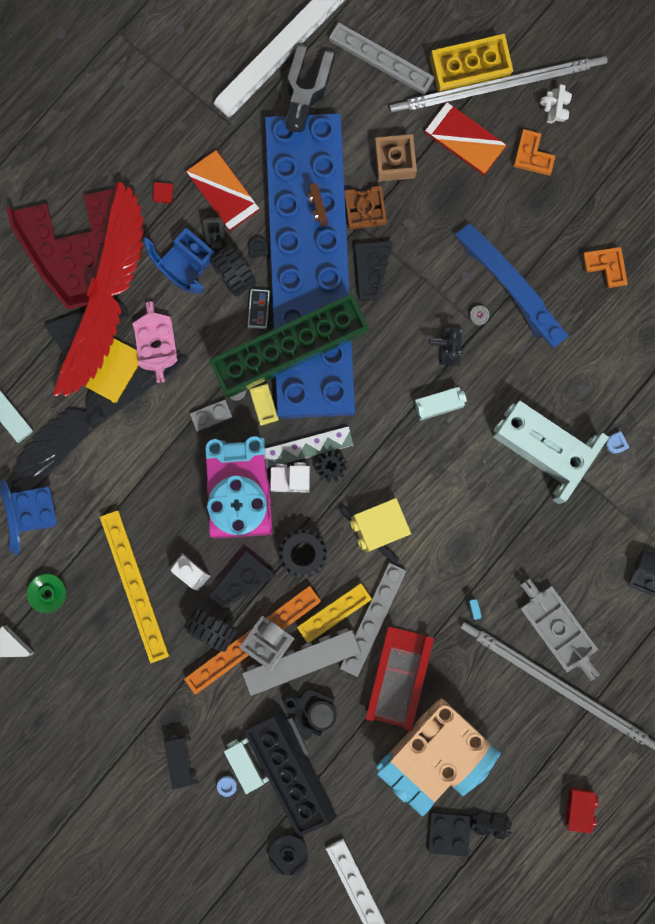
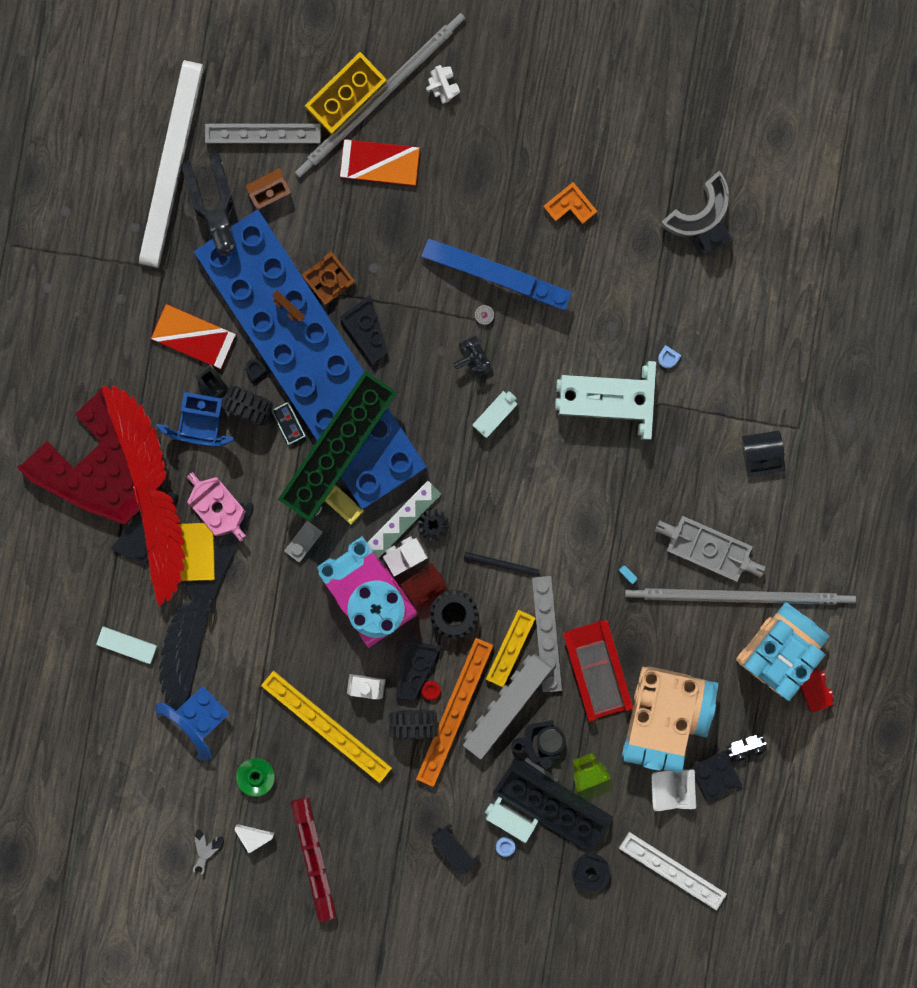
camera: 30 degrees left, 5 degrees up
(52, 696) = (313, 859): none -> dark red piece
(163, 193) = (142, 369): red tile -> none
(243, 608) = (430, 690): none -> red tile
(266, 643) = (468, 707): light grey plate -> none
(292, 513) = (424, 585): none -> clear red brick
(336, 767) = (591, 775): none -> clear neon green piece
(359, 104) = (268, 189): none -> dark orange brick
(380, 525) = (505, 551): light yellow panel -> none
(395, 158) = (329, 219): medium nougat brick -> none
(404, 826) = (673, 790): none -> white bracket
(528, 156) = (446, 147): orange plate -> none
(577, 762) = (784, 651): none -> medium azure piece

